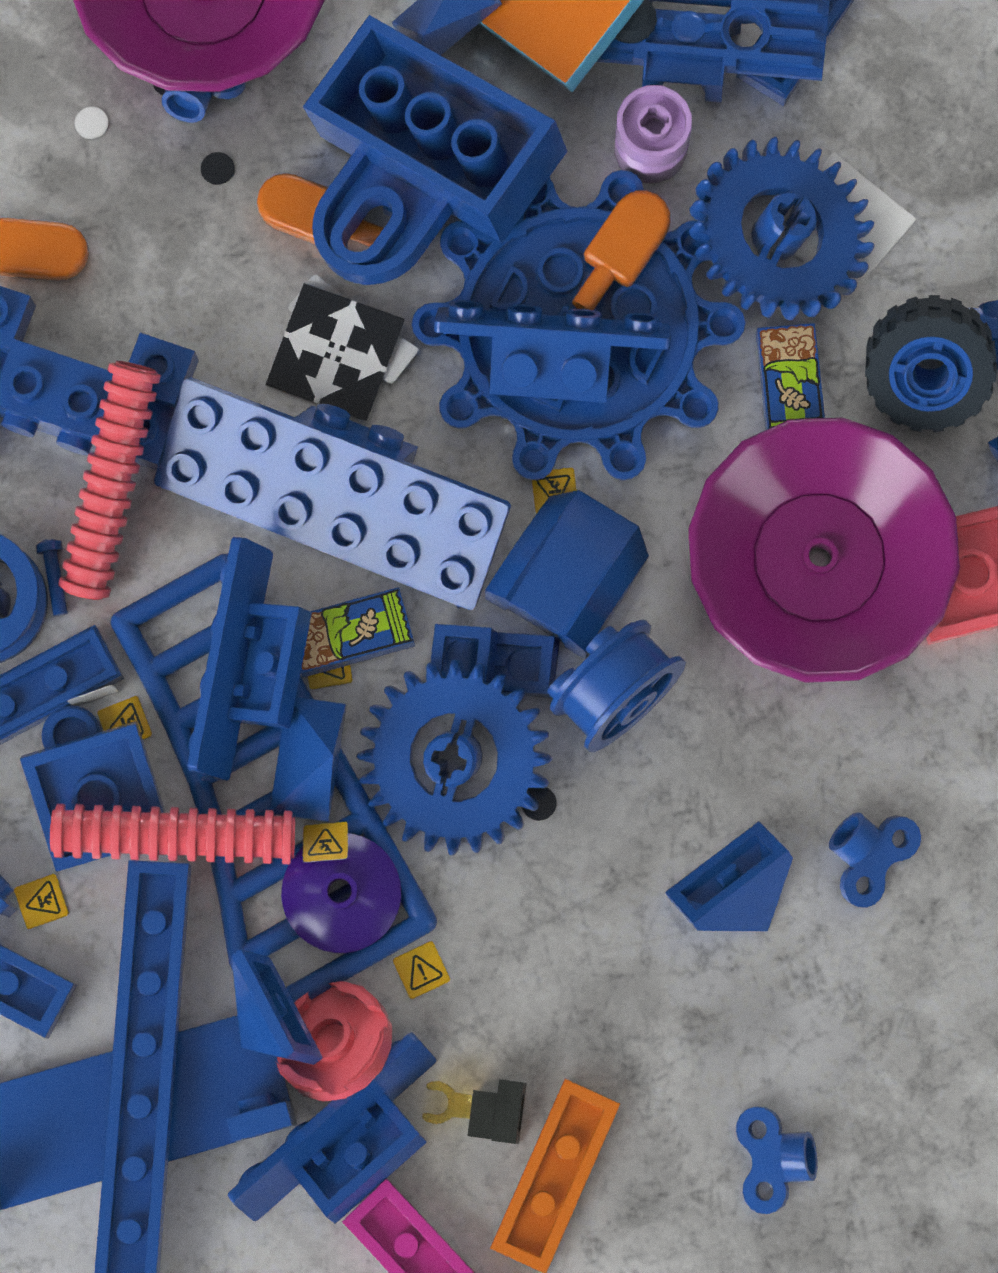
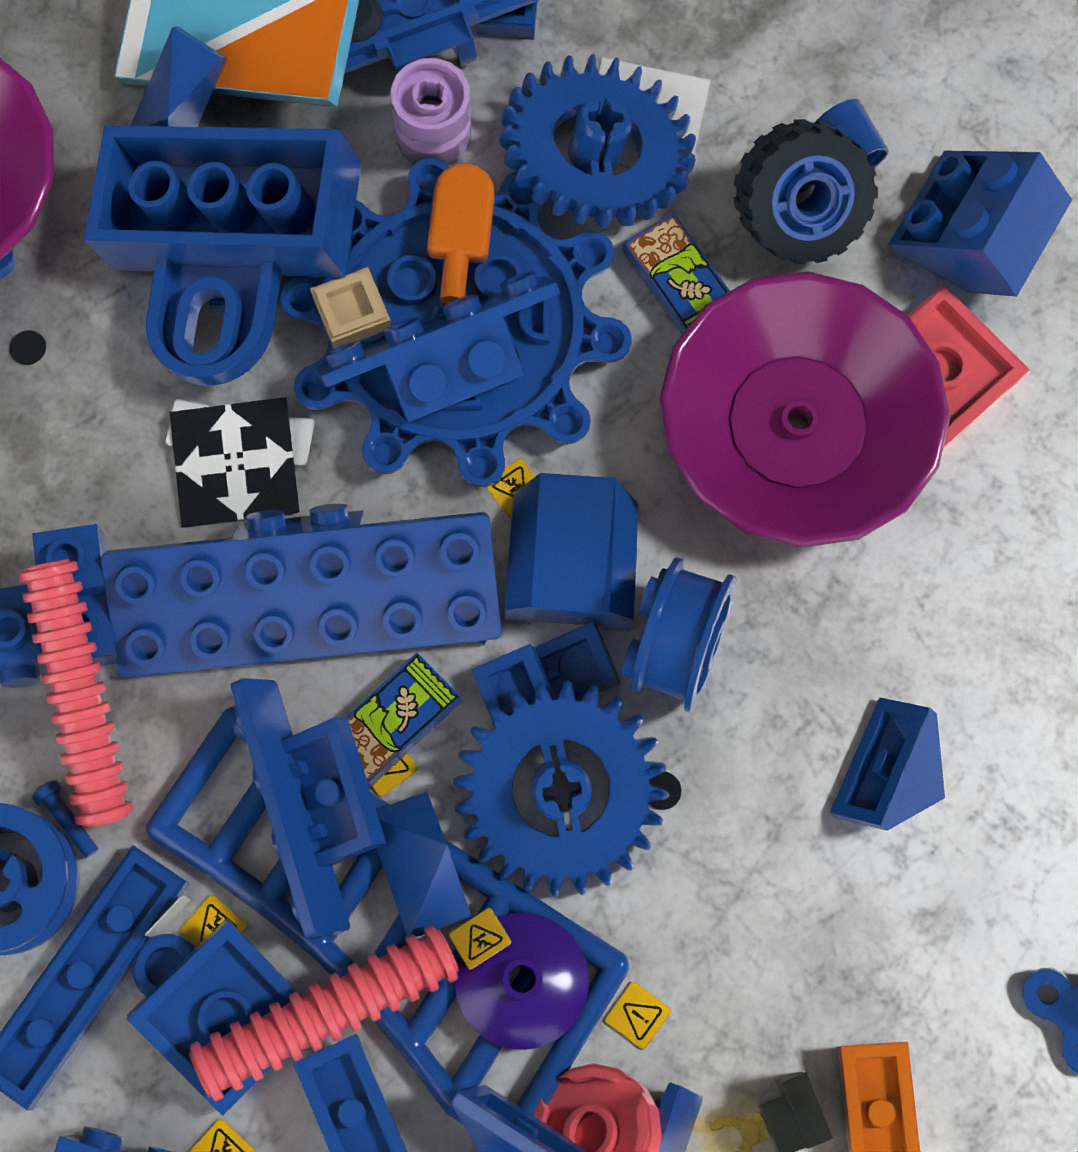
camera: 35 degrees left, 5 degrees down
(290, 204) = (120, 345): orange piece -> none
(494, 272) = (351, 308): none -> tan tile
(871, 853) = (1000, 672): blue piece -> none

